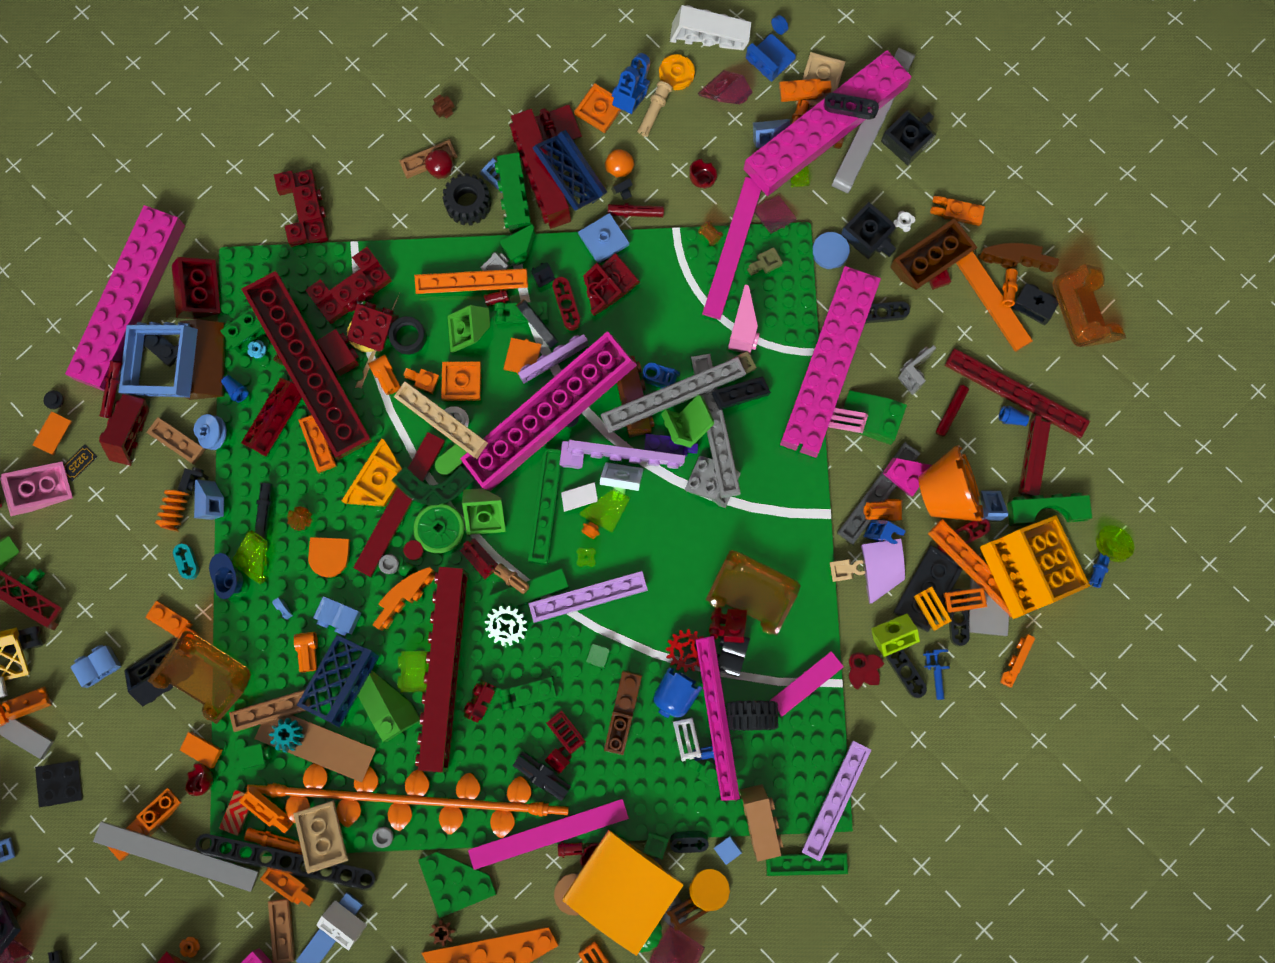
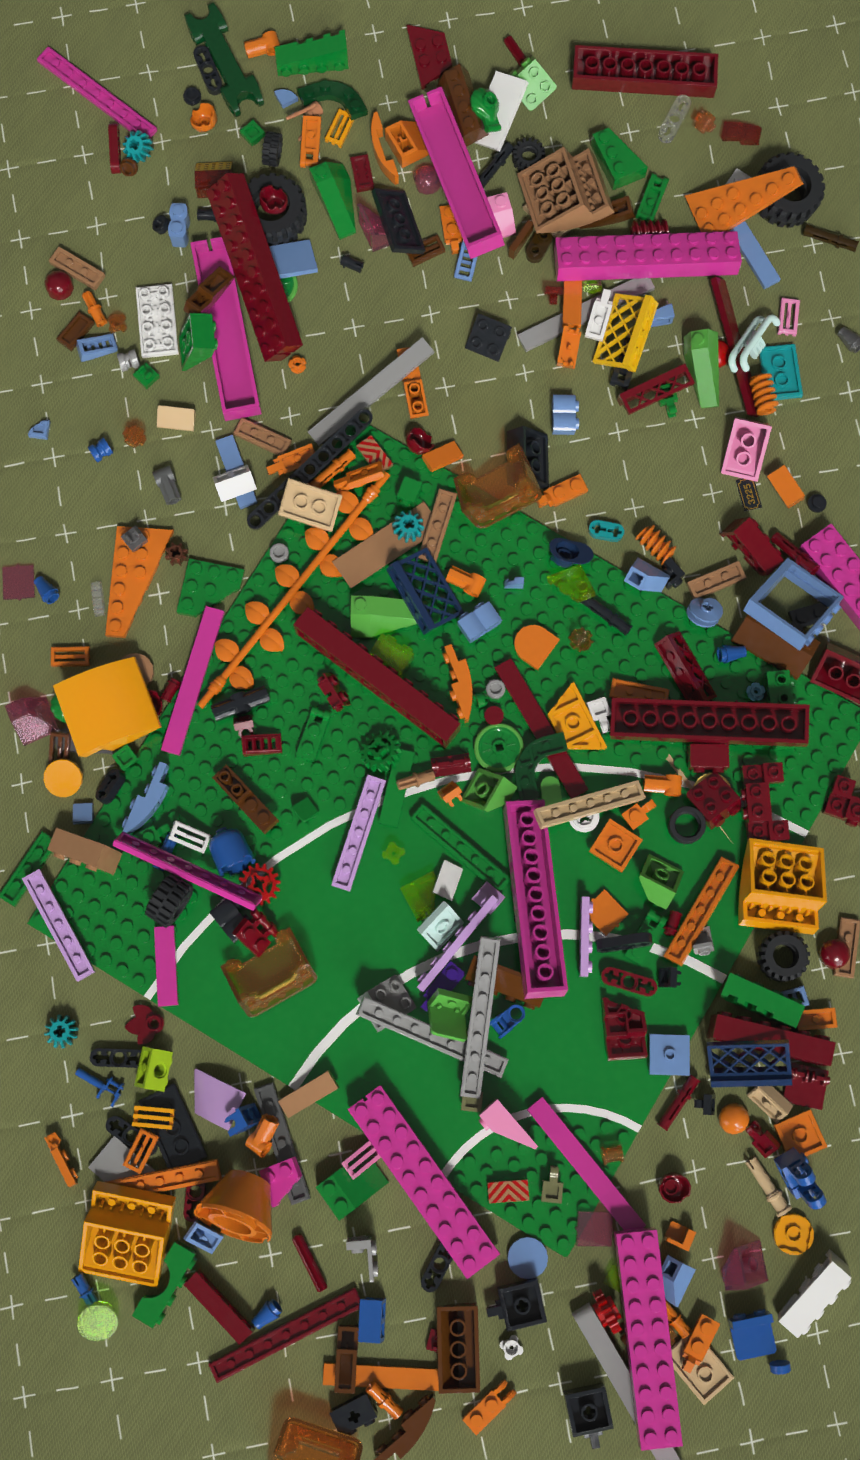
camera: 120 degrees right, 0 degrees up
(353, 463) = (600, 711): none -> white plate
(410, 231) = (782, 886): none -> light orange slope
(498, 144) = (817, 1019): none -> orange plate
(504, 543) = (449, 792): none -> orange tile
(518, 245) = (708, 973): green slope -> none
(588, 143) = (770, 1102): none -> tan slope
(590, 530) = (413, 871): orange plate -> none
(623, 130) = (763, 1141): none -> dark red plate
(688, 797) = (144, 807): none -> medium blue slope
(735, 149) = (679, 1235): none -> orange panel
(741, 393) = (446, 1079): black tile -> none
(792, 294) = (508, 1191): none -> tile
(826, 496) = (308, 1094): none -> medium nougat tile
(829, 165) = (607, 1311): none -> red gear
(844, 570) = (235, 1063): tan plate -> none
(864, 114) = (645, 1357): black beam -> none
(919, 727) = (56, 1025): none -> teal gear
(960, 334) = (372, 1320): none -> blue hinge
(1001, 334) = (346, 1359): none -> reddish brown slope

